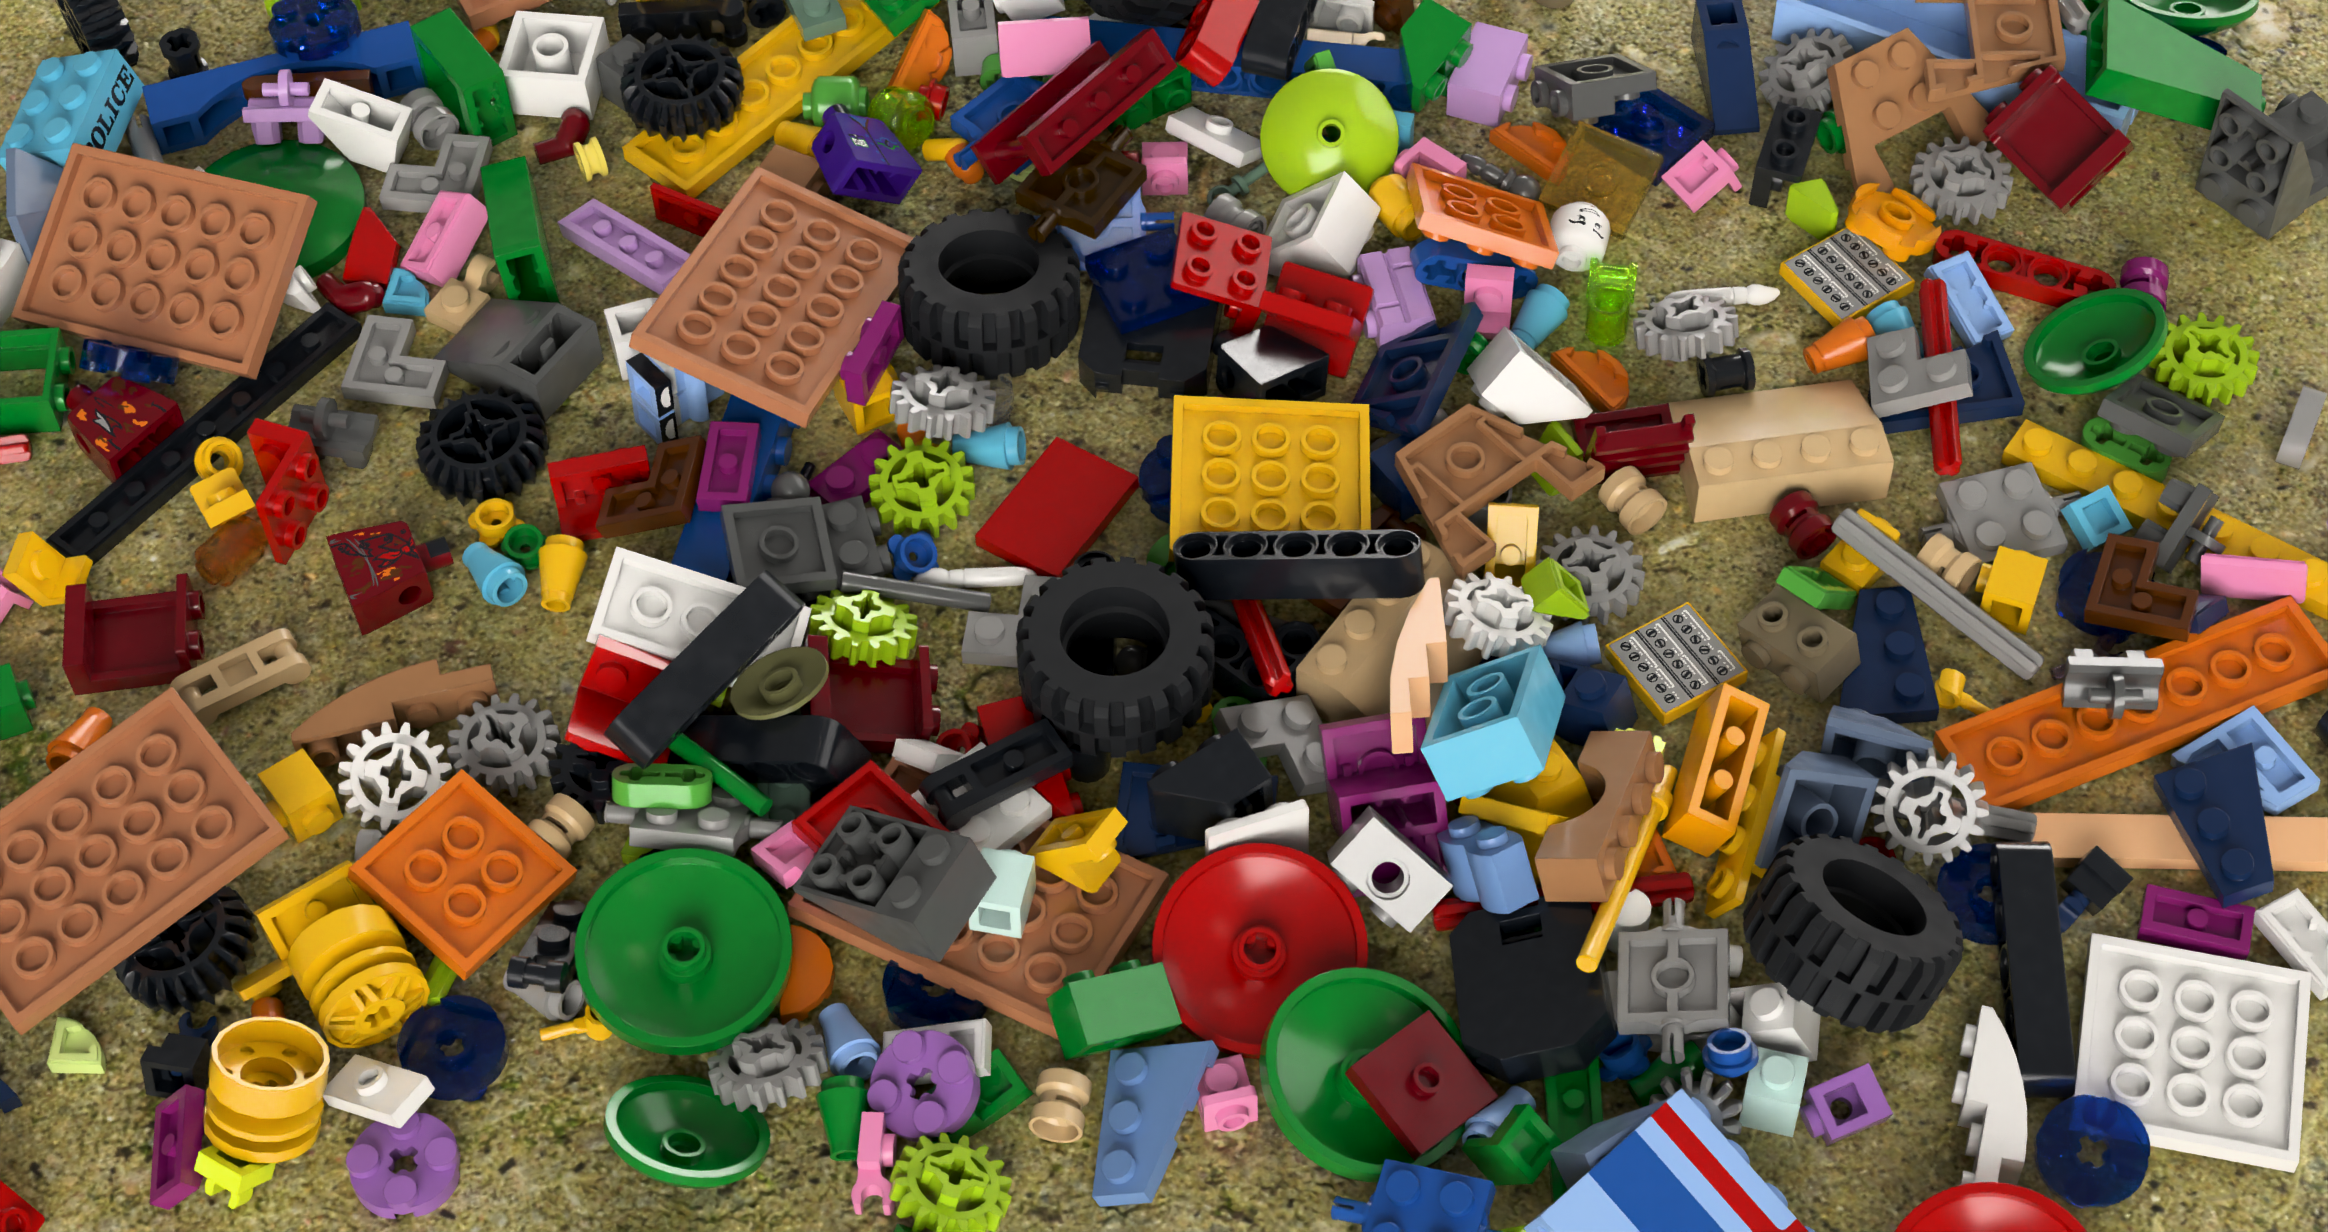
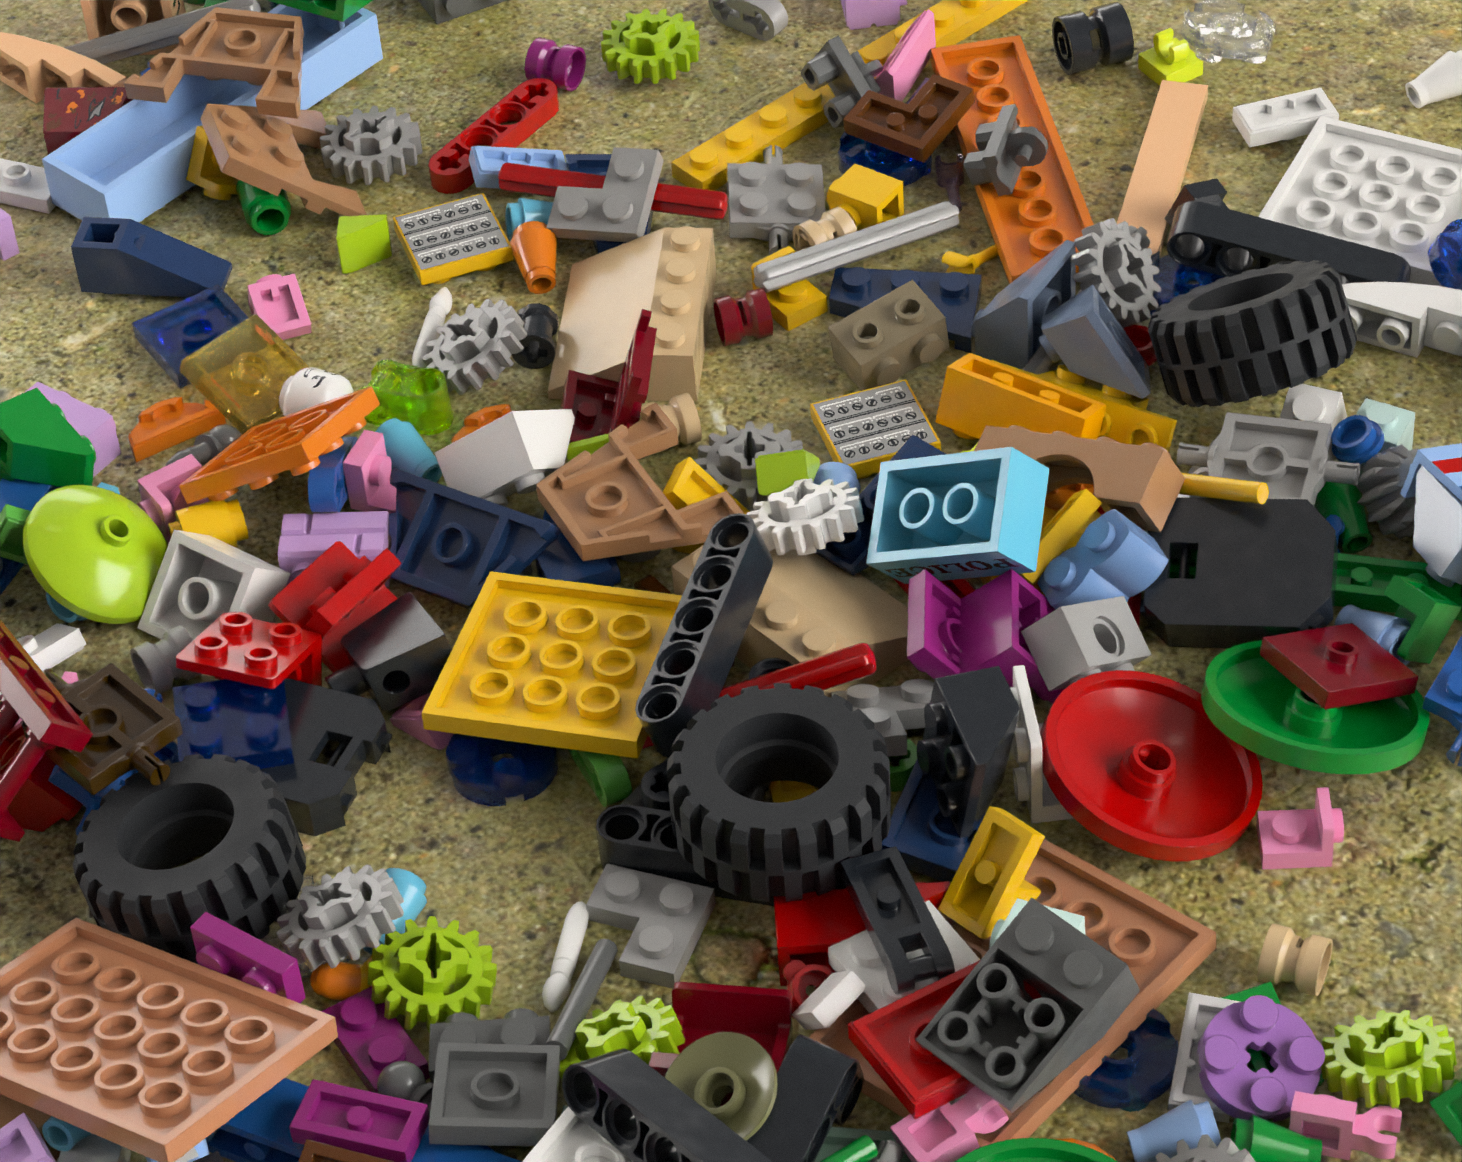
camera: 75 degrees left, 10 degrees down
(921, 545) = (522, 991): blue plate -> none
(1057, 509) = (500, 872): red tile -> none
(1113, 1009) = (1204, 883): green brick -> none
(1141, 1116) = (1321, 893): medium blue wing -> none
(1239, 183) = (101, 654): sand green hand -> none
(1417, 662) = (887, 559): light nougat slope -> none
(1589, 86) = (130, 352): dark grey plate -> none
(1784, 151) = (283, 242): black bracket -> none
(1800, 72) = (190, 205): light grey gear -> none
(1817, 587) = (832, 311): bright green plate -> none
(1860, 1093) = (1415, 395): medium lavender brick -> none
(1893, 221) = (400, 191): light orange plate -> none
(2056, 138) = (374, 62): dark red panel -> none
(2095, 517) = (804, 141): medium azure plate -> none
(2096, 341) = (606, 76): green dish -> none
(2125, 449) = (725, 111): bright green beam -> none
(2160, 416) = (710, 76): dark grey plate -> none
(2195, 923) = (1253, 171): magenta plate -> none
(2222, 822) = (1162, 128): dark blue wing -> none
(2280, 770) = (1094, 110): light blue wing -> none

